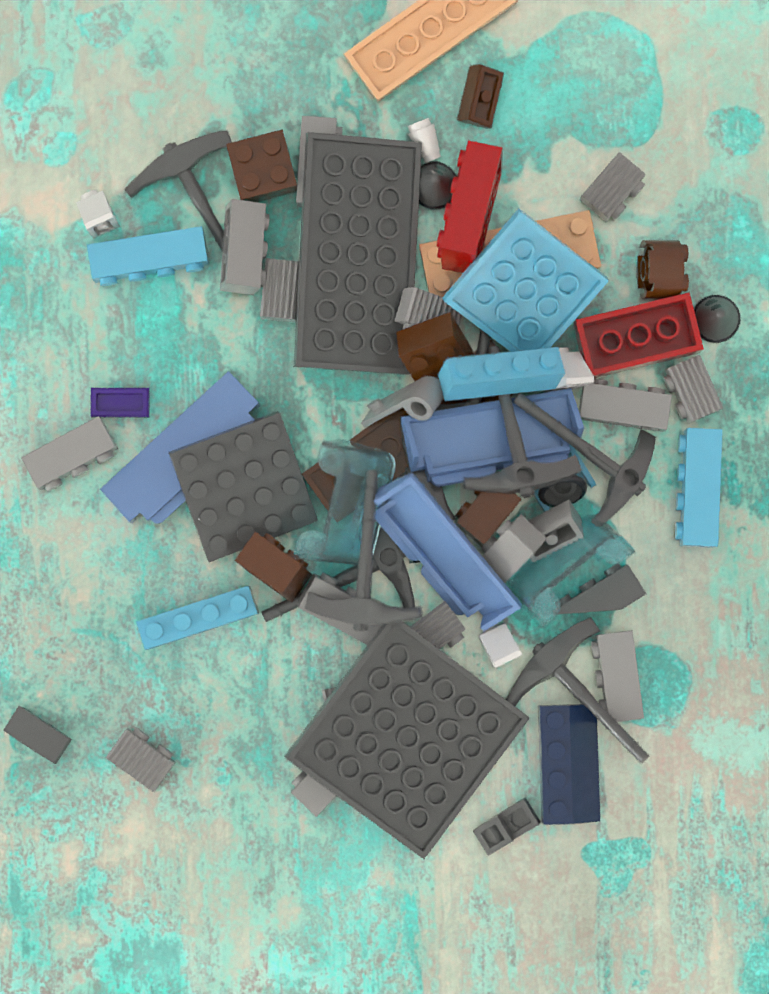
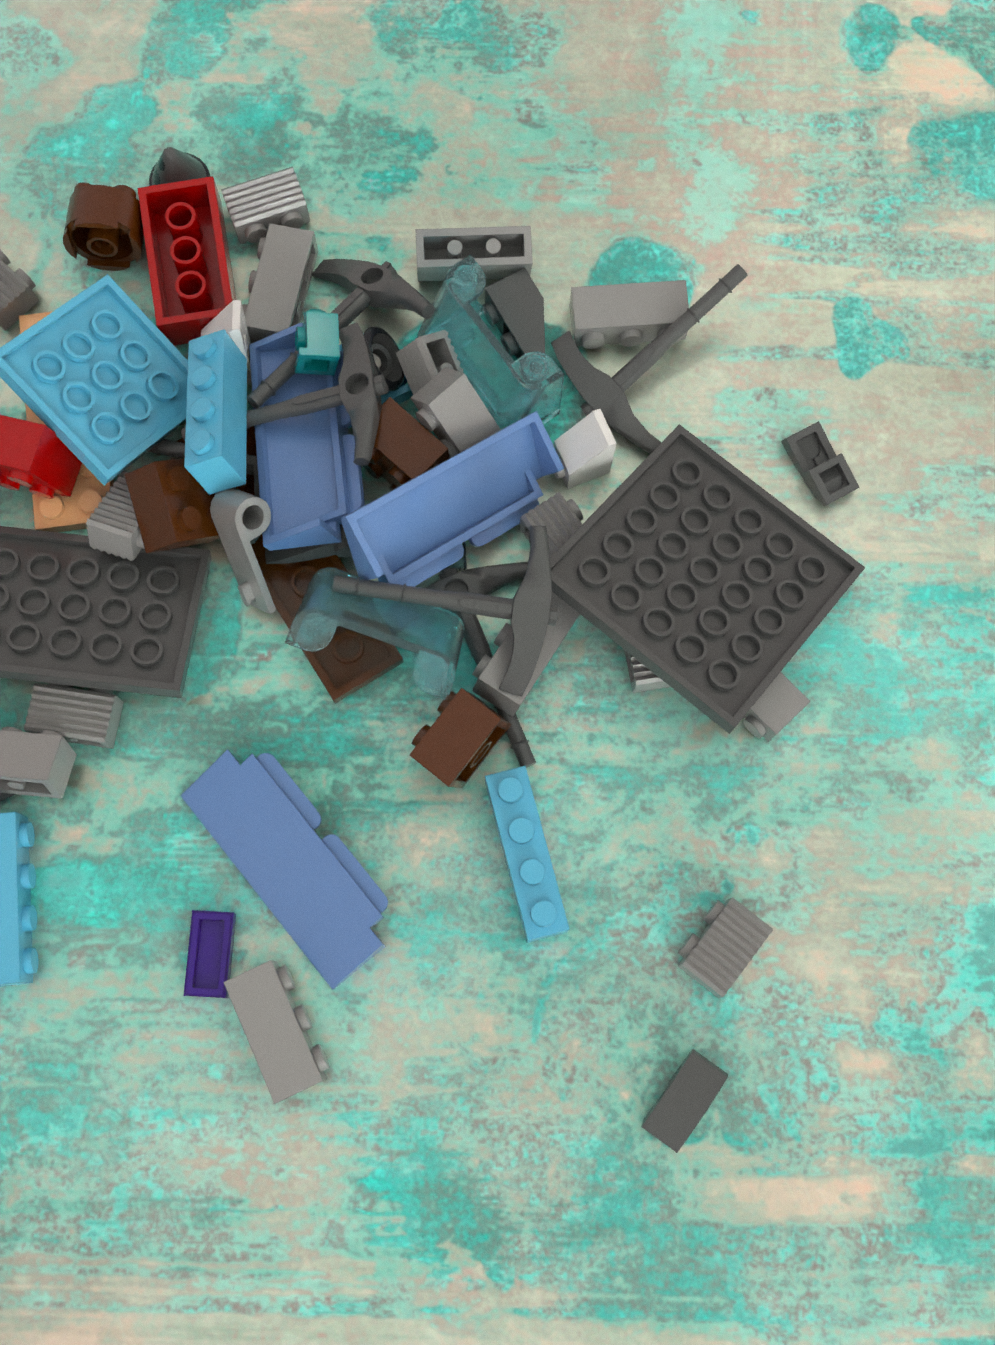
camera: 90 degrees left, 10 degrees down
(243, 485) = (342, 779): dark grey plate -> none
(563, 442) = (317, 343): none -> teal brick
(568, 764) = (741, 386): dark blue slope -> none
(658, 553) = (495, 249): none -> light grey brick
(700, 487) = (388, 202): medium azure brick -> none

